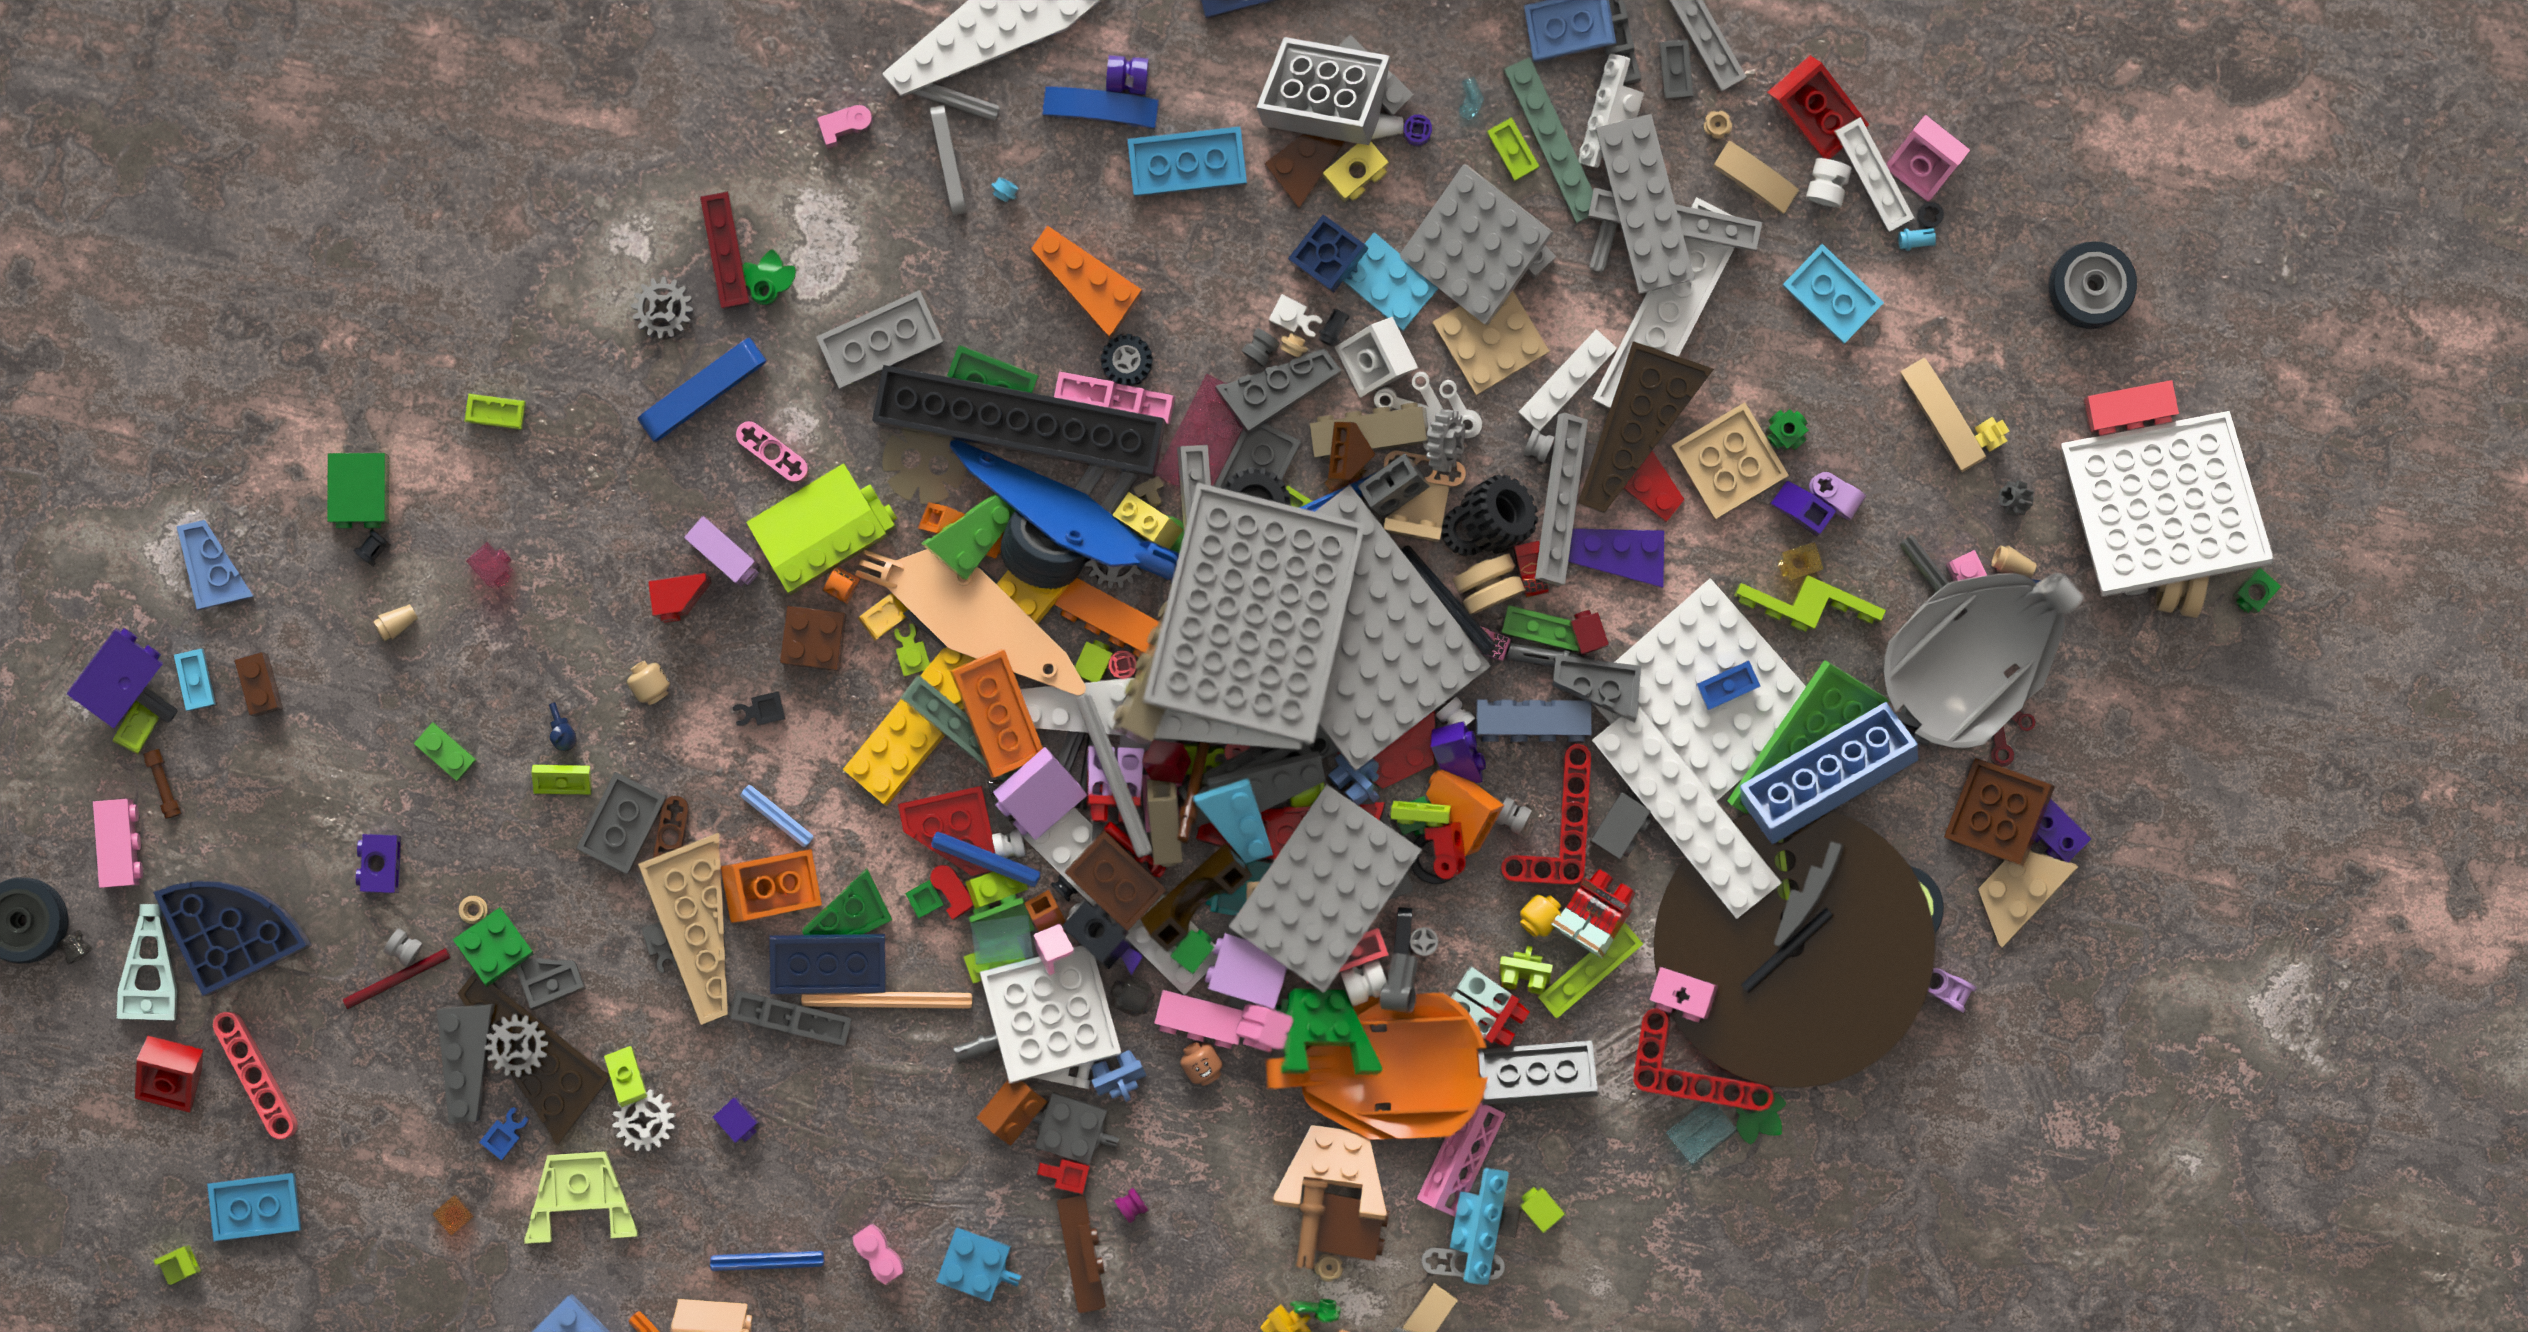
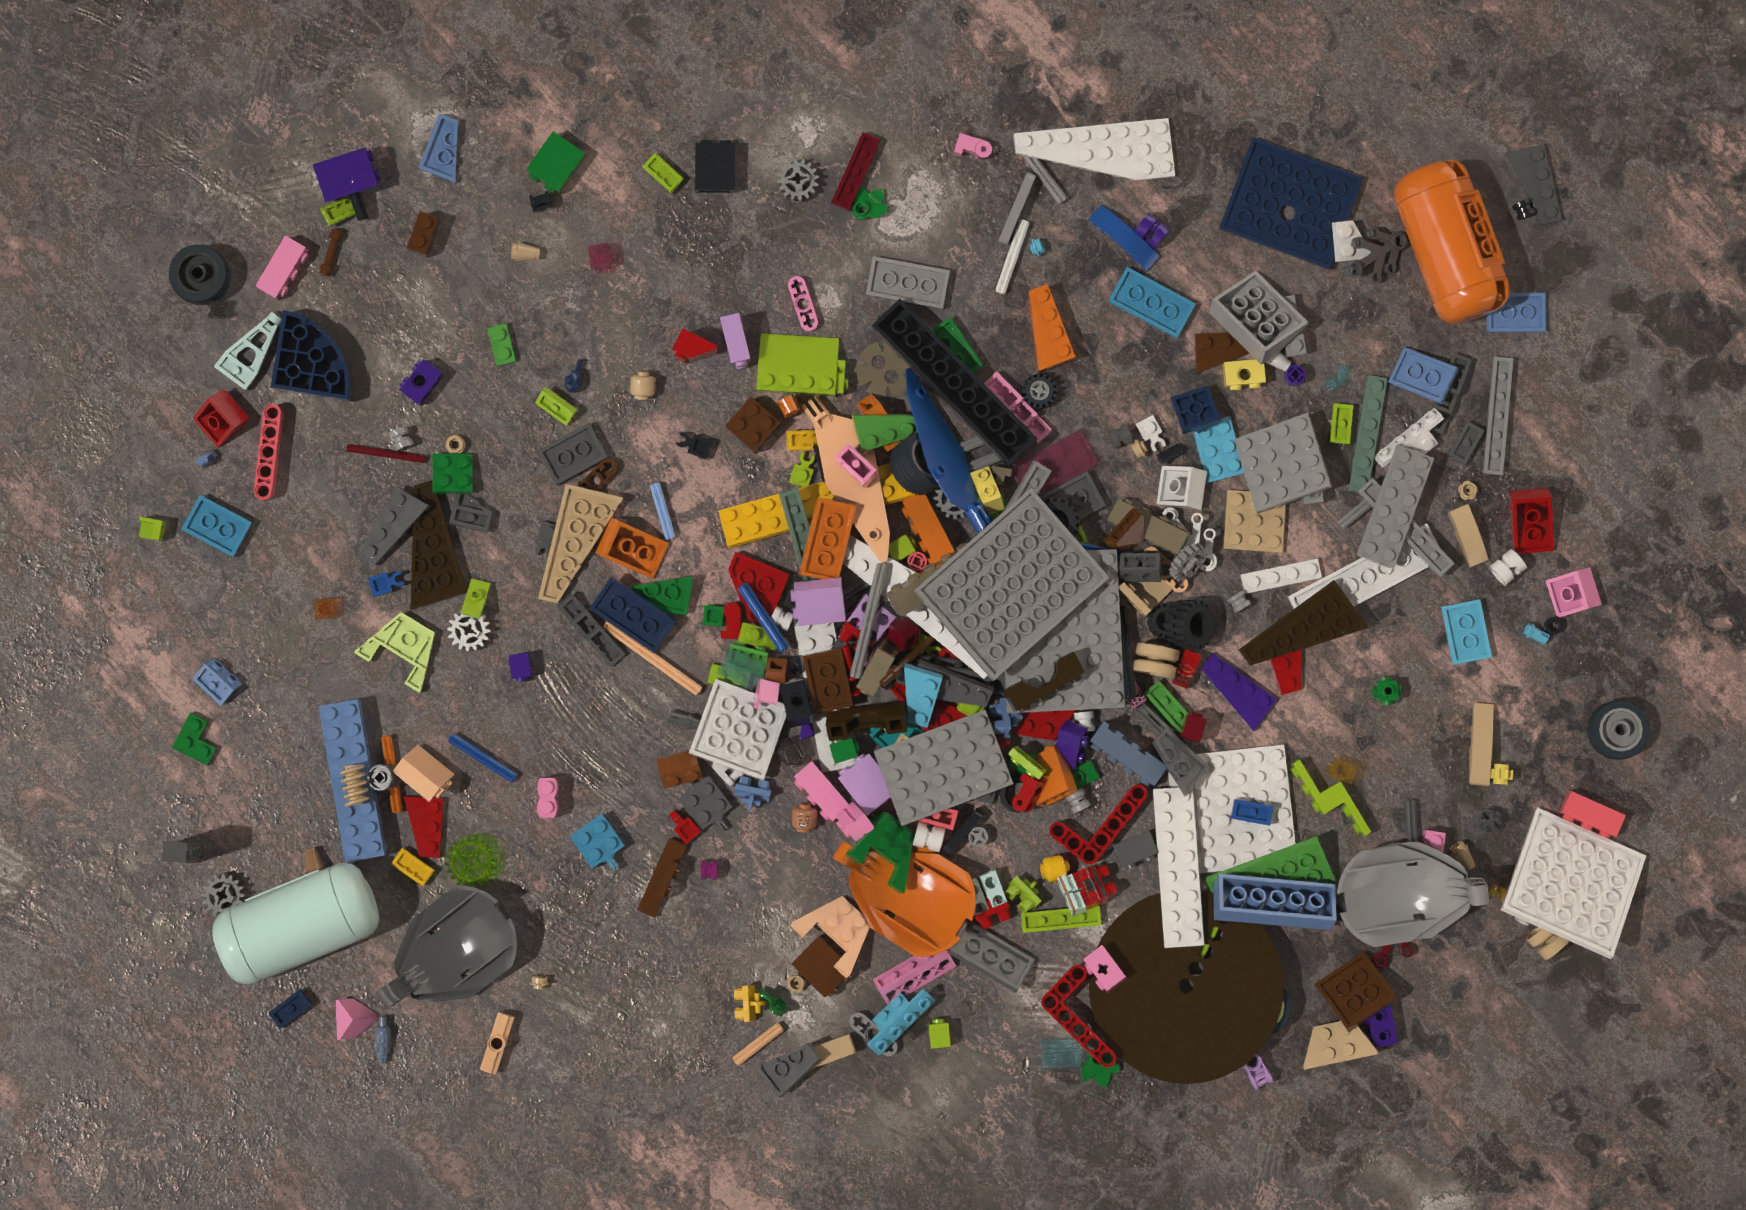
camera: 30 degrees right, 0 degrees up
(186, 1134) = (207, 458): none -> medium blue tile
(194, 679) = (389, 206): medium azure plate -> none
(527, 1055) = (429, 549): light grey gear -> none
(552, 361) = (715, 167): none -> black brick
(701, 390) = (788, 241): blue beam -> none
(971, 601) = (856, 466): none -> bright pink brick
(983, 222) = (1012, 256): none -> white axle
(1270, 392) = (1112, 466): dark grey wing -> none
(1312, 1209) = (809, 943): medium nougat pin -> none
(1389, 670) = (1065, 670): none -> dark brown arch
(1400, 991) = (944, 855): dark grey piece -> none
(1498, 778) = (1084, 774): none -> green plate
(1561, 499) = (1230, 641): light grey plate -> none
(1729, 461) = (1341, 686): tan plate -> none
(1783, 953) = (1180, 985): black bar -> none
(1802, 904) = (1207, 965): dark grey slope -> none
(1803, 508) = (1364, 741): dark purple slope -> none
(1840, 496) = (1391, 750): lavender piece -> none
(1874, 174) = (1537, 580): white plate -> none
(2083, 576) = (1497, 891): none -> clear yellow arm
(2267, 586) = (1598, 968): green brick -> none

